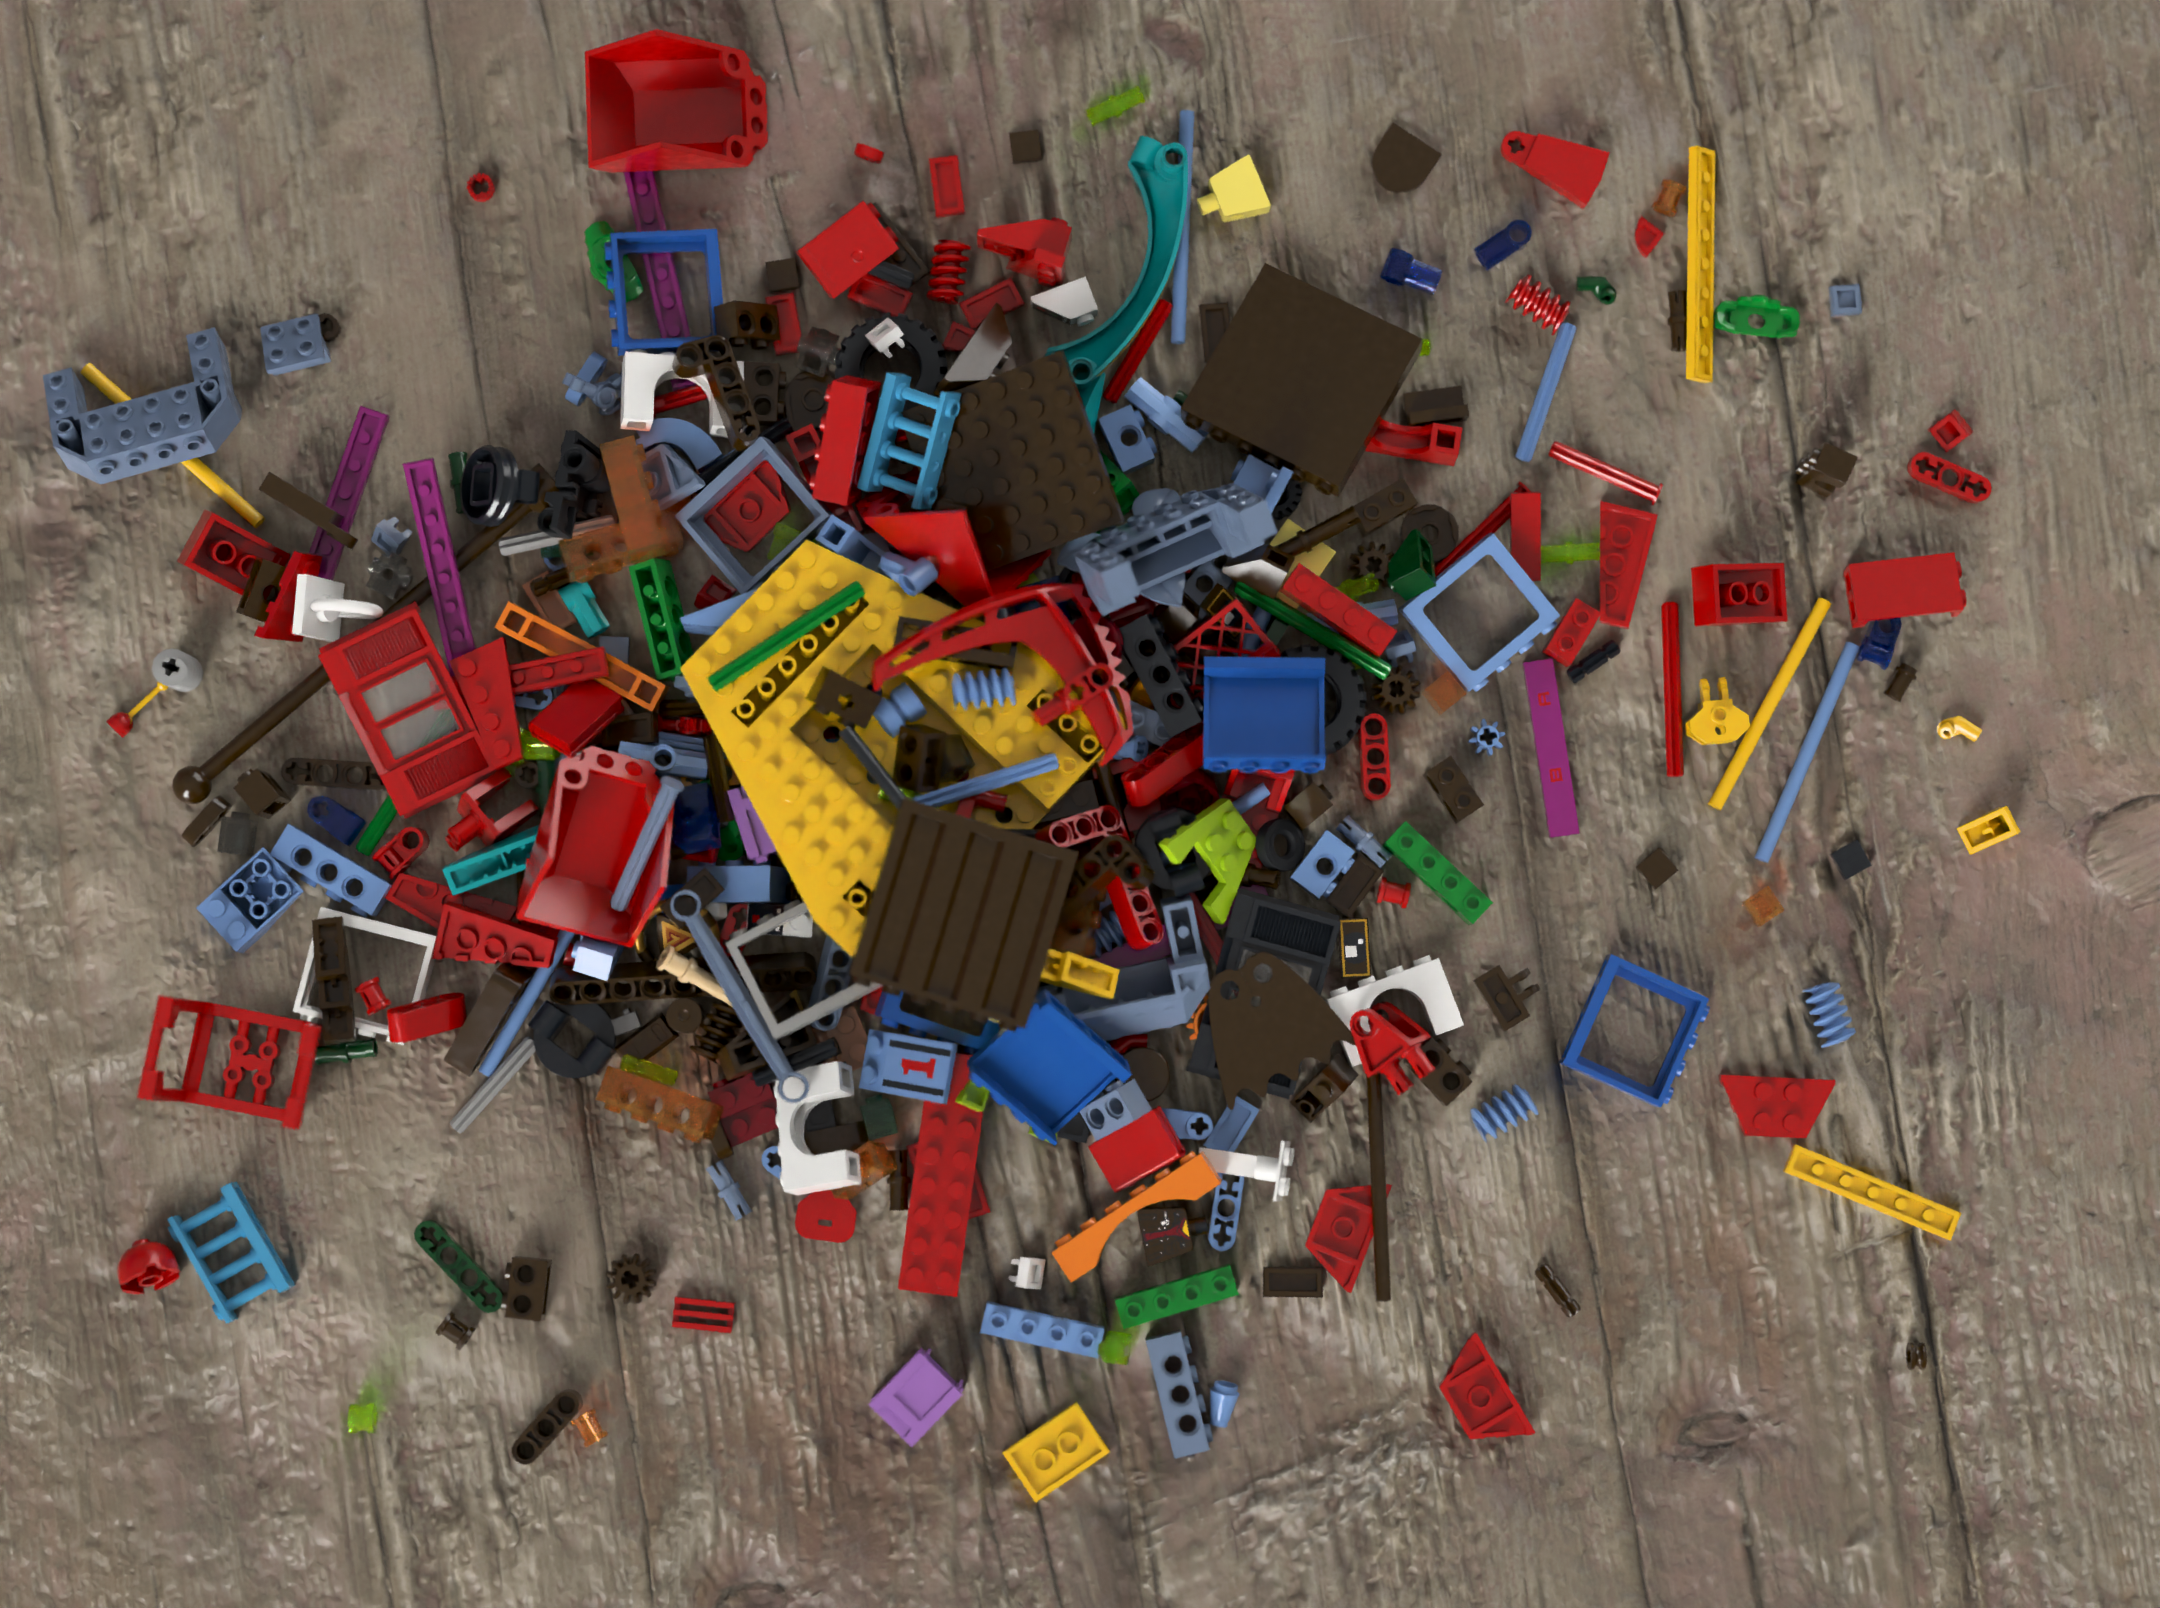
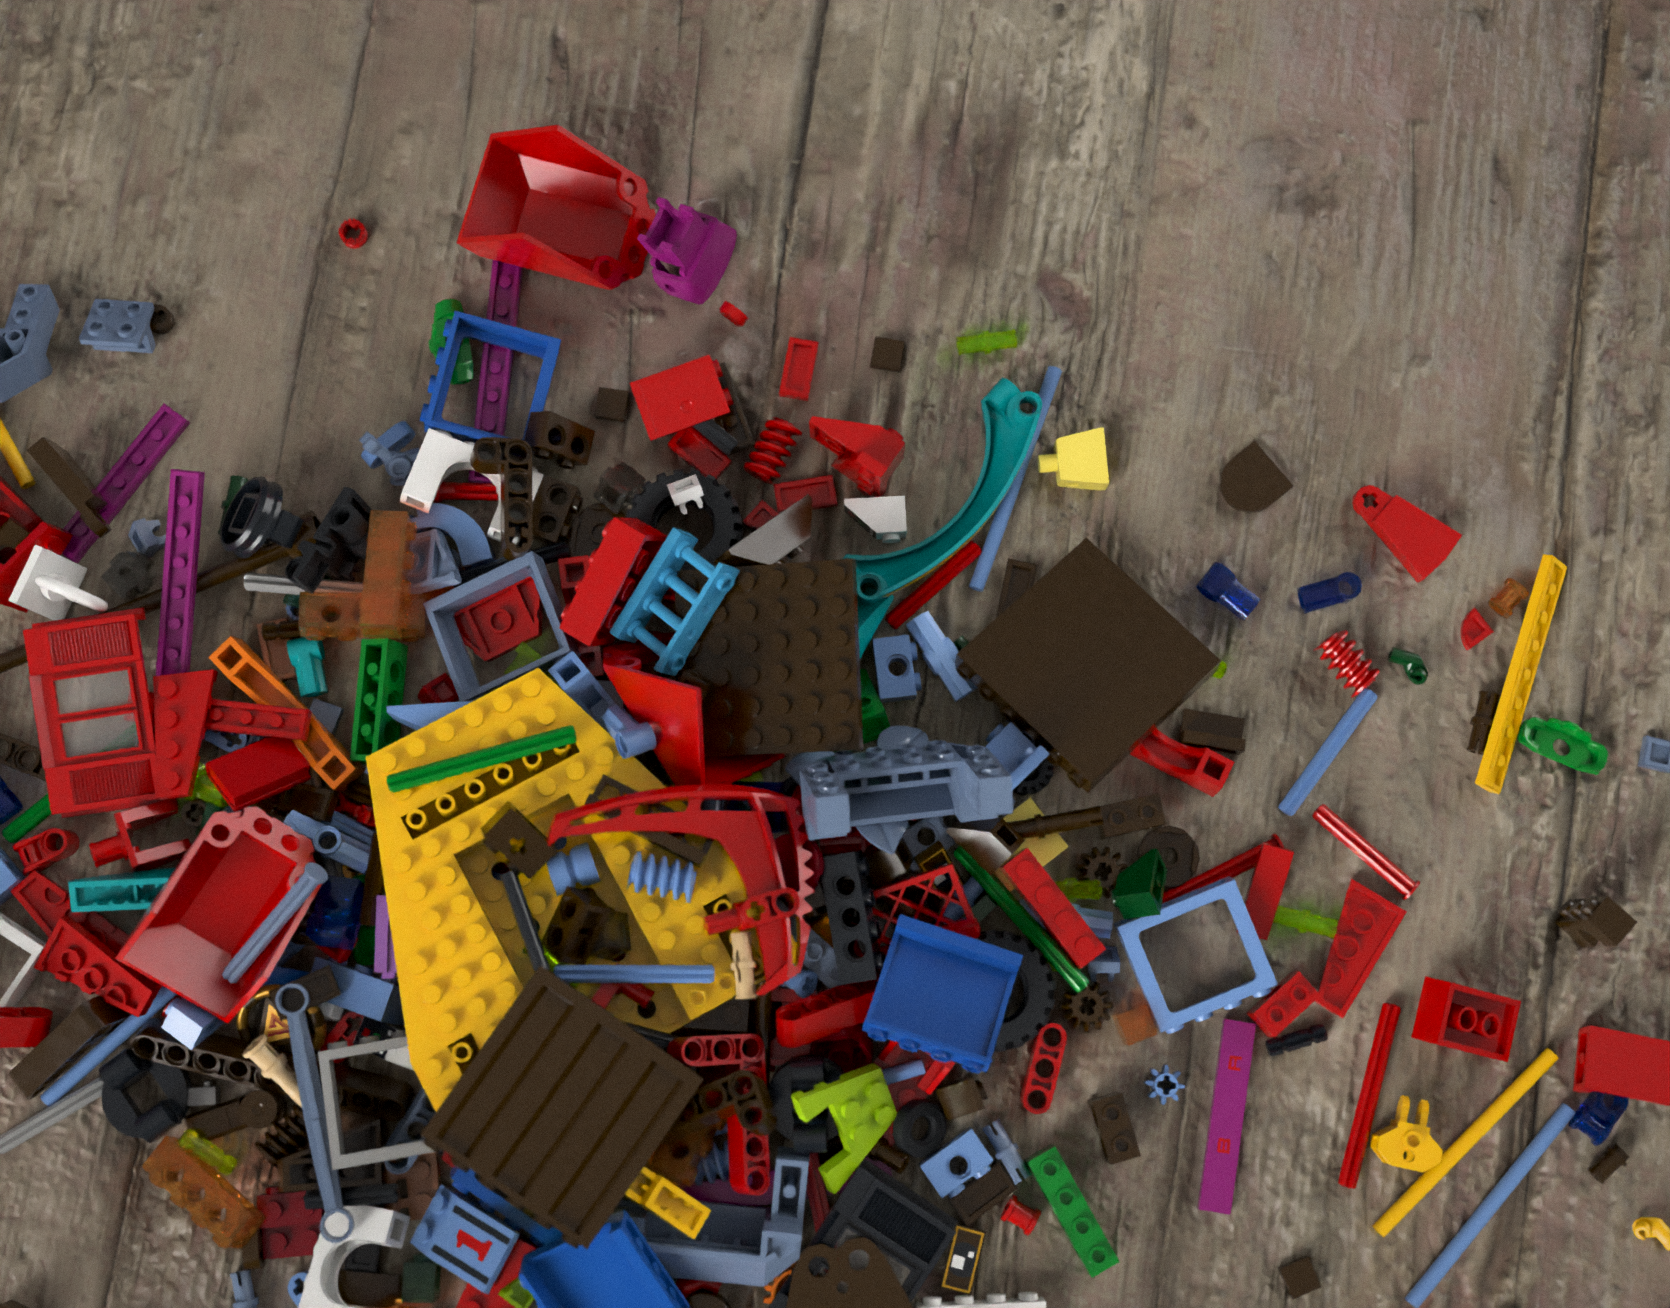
camera: 25 degrees right, 5 degrees down
(788, 323) = (601, 451): red tile -> none
(808, 98) = (692, 242): none -> magenta piece
(1080, 745) = (743, 965): none -> tan pin

